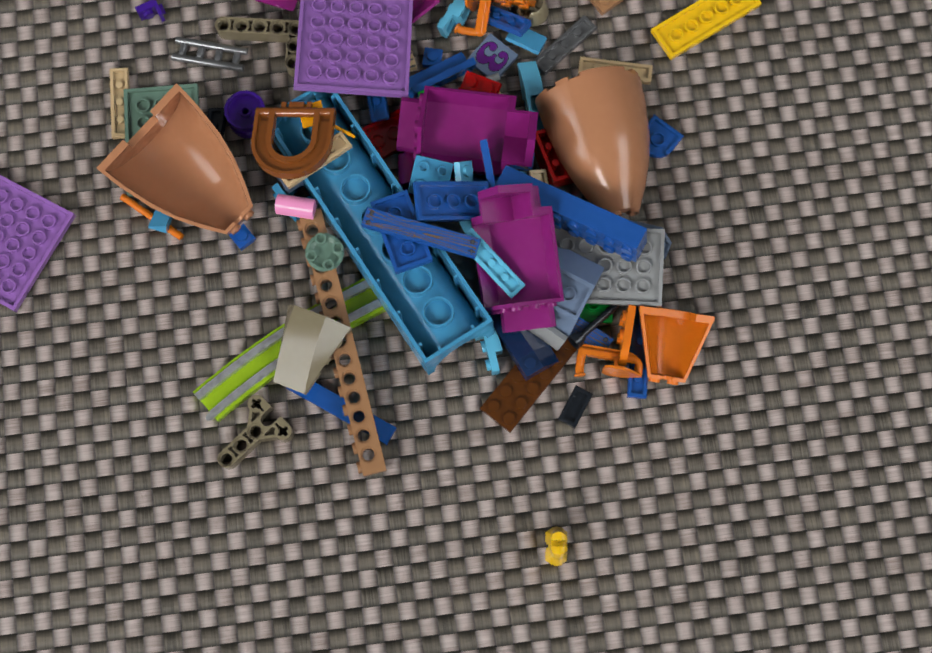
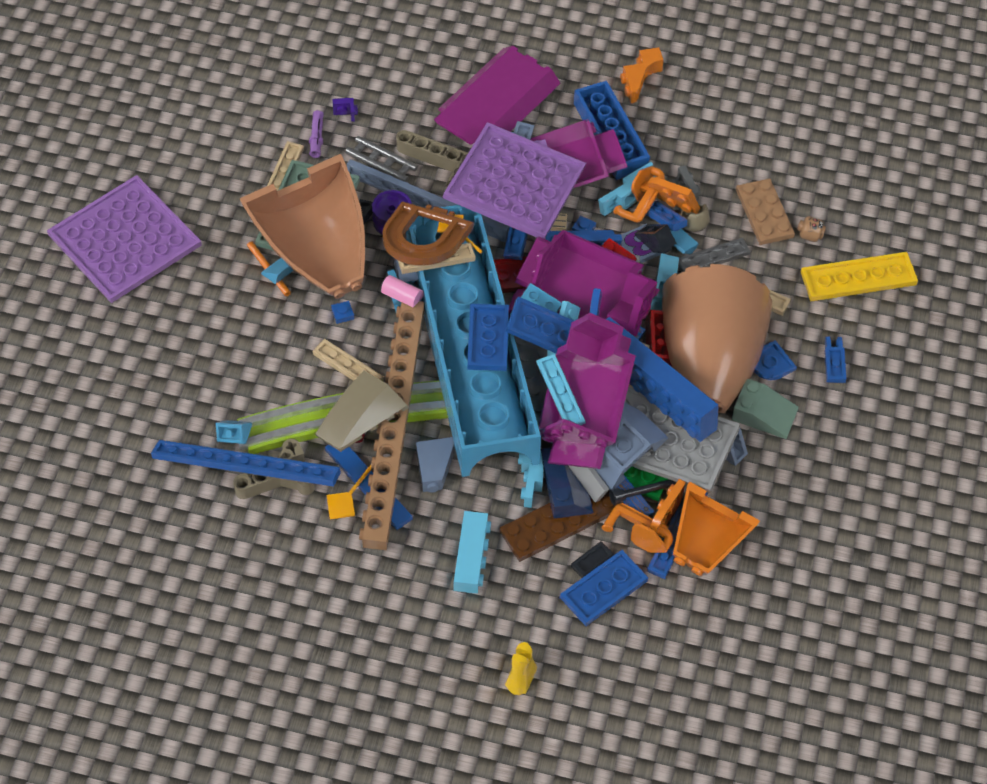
camera: 20 degrees right, 20 degrees down
(137, 56) = (316, 135): none -> medium lavender pin
(194, 407) = (233, 431): none -> dark azure slope
(222, 440) = (246, 463): none -> blue plate
(249, 83) = (418, 195): none -> sand blue plate
(270, 291) = (342, 361): none -> tan tile
(324, 252) = (411, 336): sand green dish -> none
(326, 440) = (341, 504): none -> light orange piece
(394, 365) = (434, 462): none -> sand blue slope
(421, 233) = (506, 341): blue tile -> none
(464, 443) = (471, 551): none -> medium azure brick
(507, 47) = (656, 237): none -> black slope
(596, 431) = (604, 587): none -> blue plate
(672, 193) = (764, 409): none -> sand green slope
(716, 116) = (835, 361): none -> blue hinge

